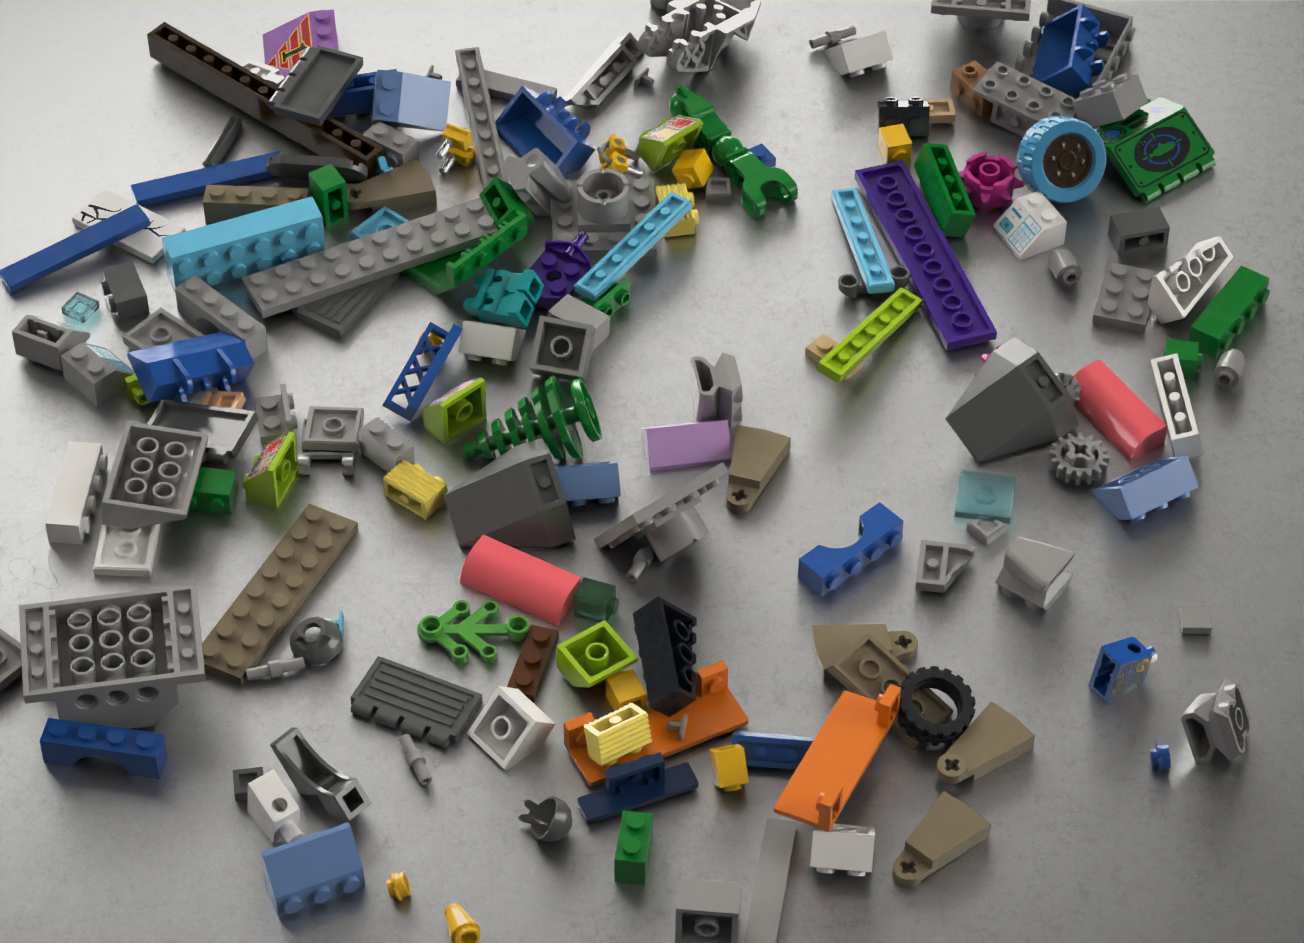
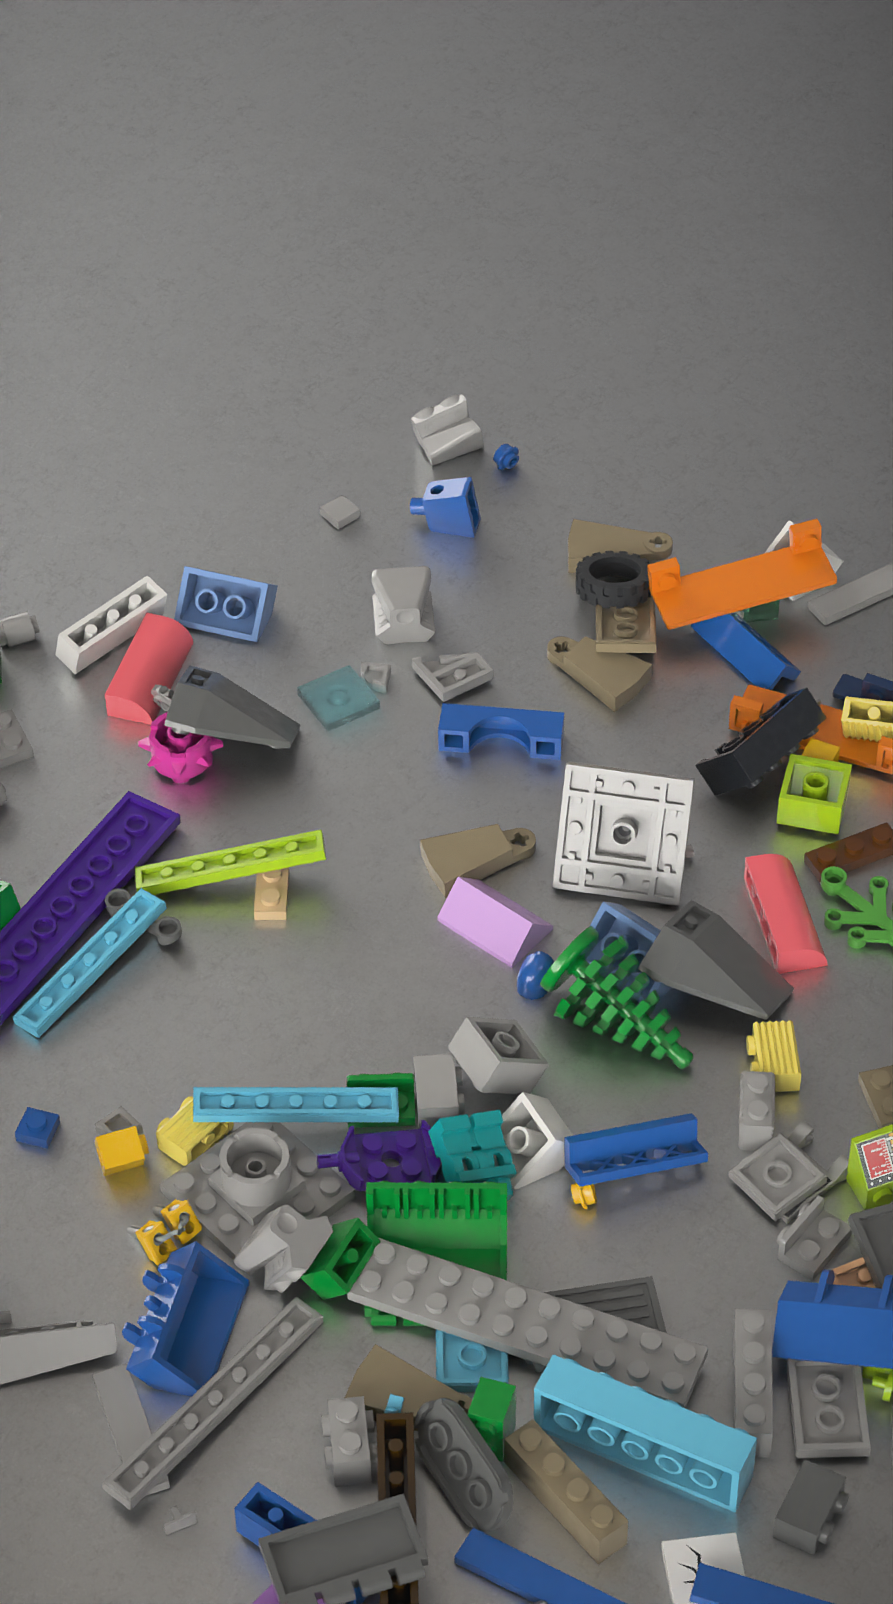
camera: 130 degrees left, 0 degrees up
(80, 307) = (869, 1541): clear light blue tile -> none
(410, 101) = (280, 1465): medium blue slope -> none
(456, 147) = (290, 1371): yellow piece -> none
(456, 411) = (654, 1085): lime slope -> none
(595, 600) = (745, 842): clear green brick -> none
(616, 429) = (531, 974): none -> blue piece
(668, 141) = (101, 1185): lime slope -> none
(717, 390) = (425, 912): light grey piece -> none
(729, 767) = (813, 655): yellow brick -> none
(742, 166) = (48, 1172): green piece -> none
(938, 839) = (726, 522): dark tan piece -> none
(1079, 458) = (236, 656): light grey gear -> none
(1187, 354) = (38, 662): green brick -> none

